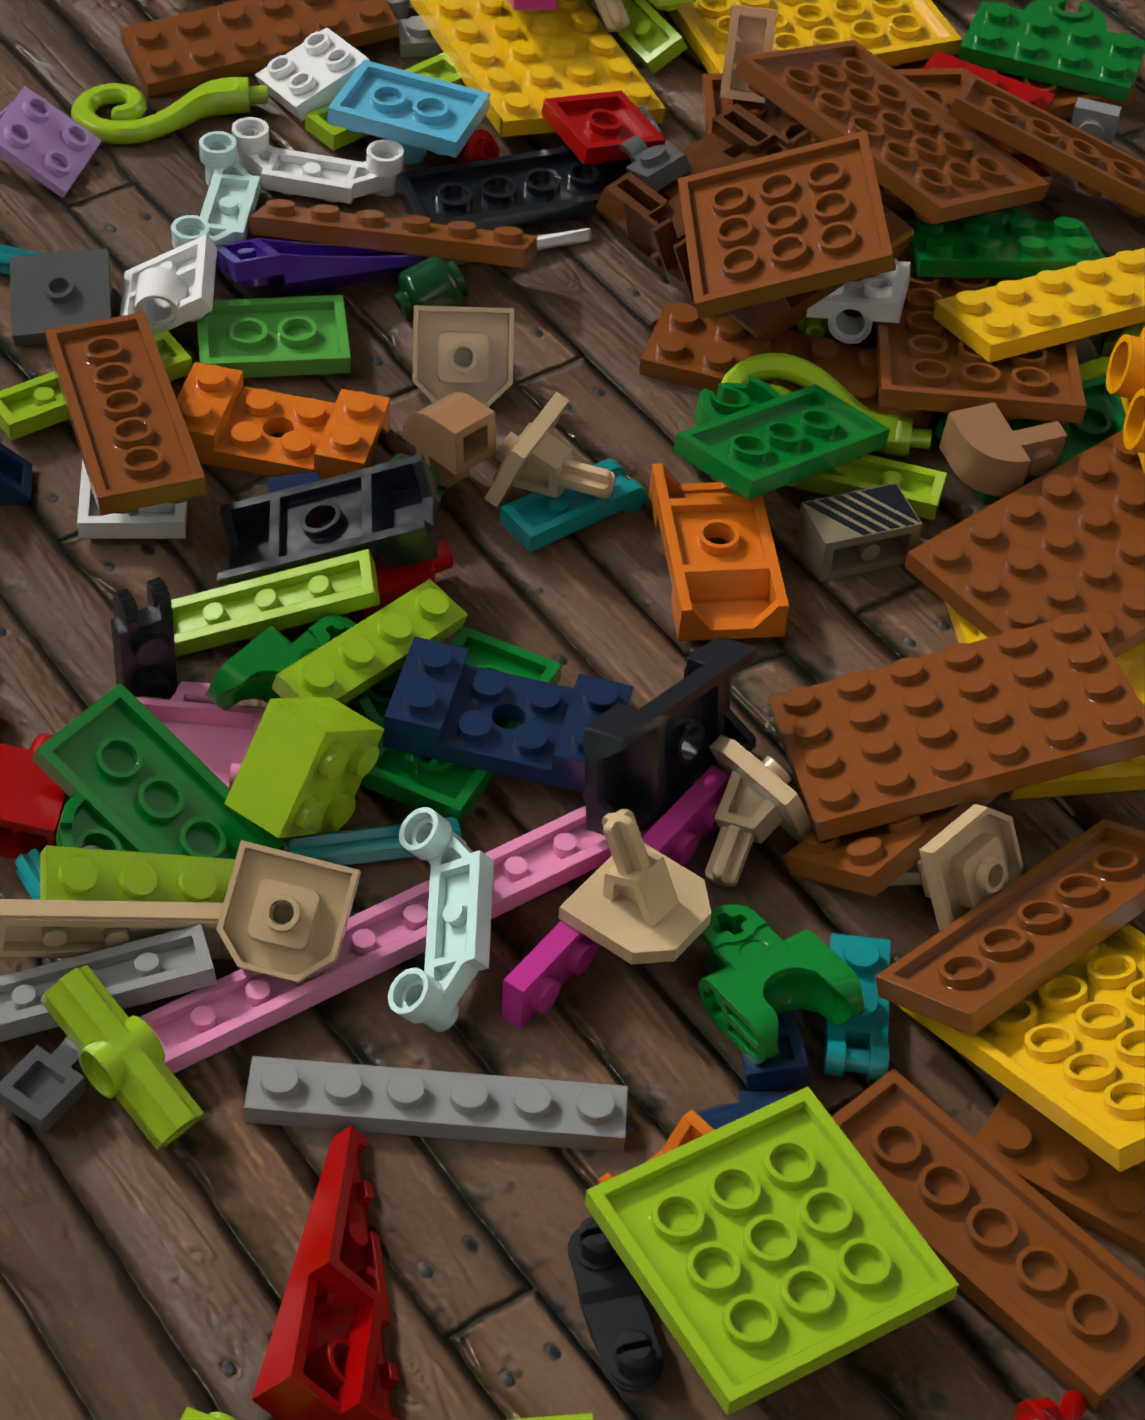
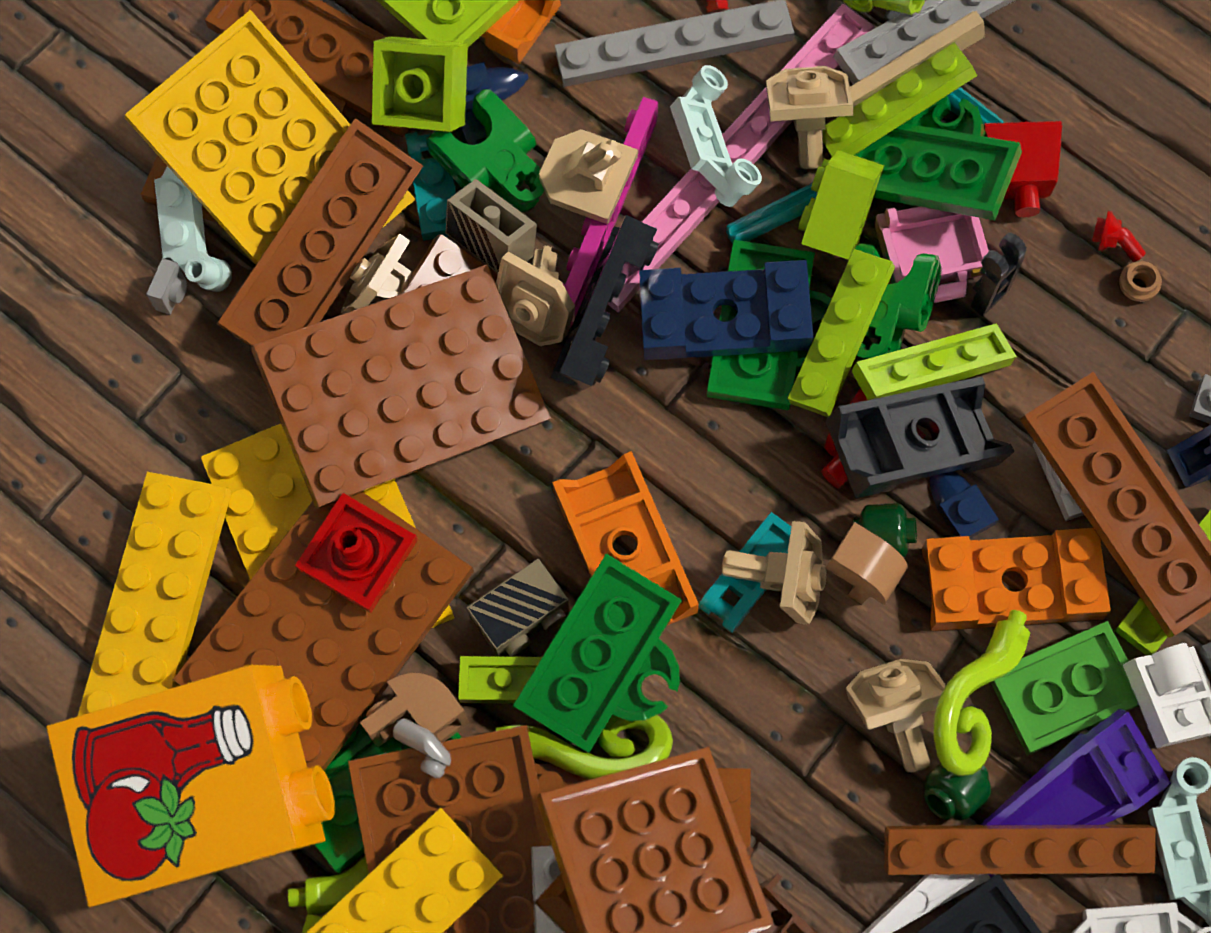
camera: 170 degrees right, 25 degrees up
(334, 353) = (1000, 657): none -> lime plant
(797, 873) = (489, 225): none -> dark tan brick
(860, 1047) = (419, 83): none -> lime brick
(994, 381) = (426, 743): none -> light grey arm
(1047, 567) = (356, 552): none -> red plate

